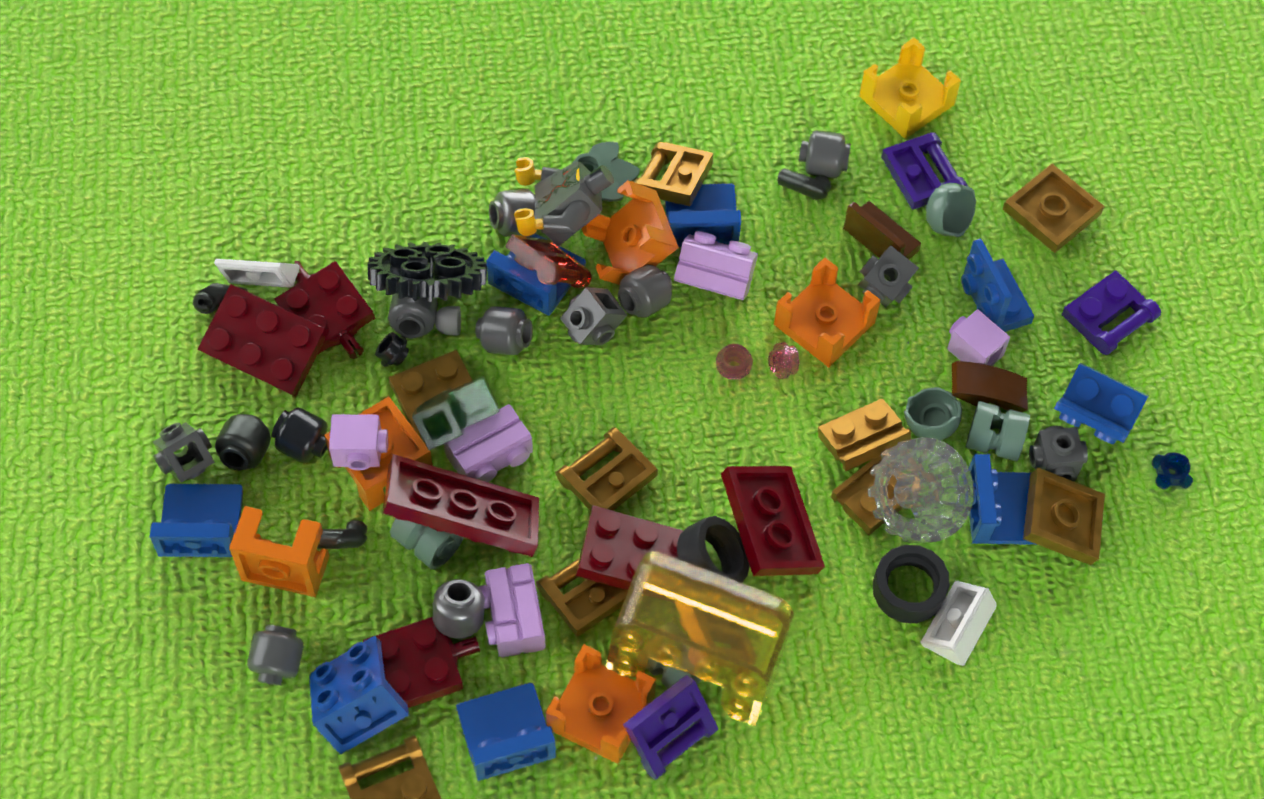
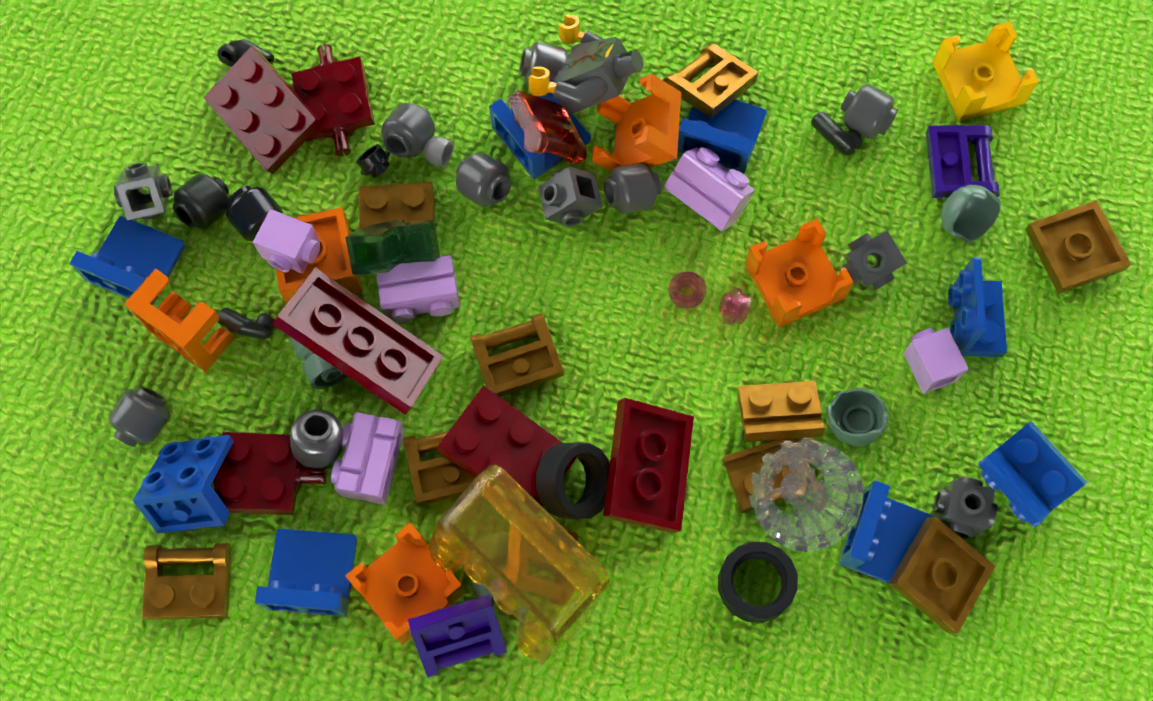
camera: 25 degrees right, 10 degrees up
(258, 272) = (287, 42): white slope -> none
(427, 271) = (407, 93): black gear -> none
(606, 154) = (654, 49): sand green plate -> none
(878, 230) = (889, 209): reddish brown panel -> none
(960, 622) = (790, 638): white slope -> none
(989, 384) = (926, 408): reddish brown slope -> none
(1011, 435) = (926, 468): sand green wheel -> none
(1105, 303) = (1086, 365): dark purple plate -> none
(1175, 462) = (1088, 563): clear blue plate -> none

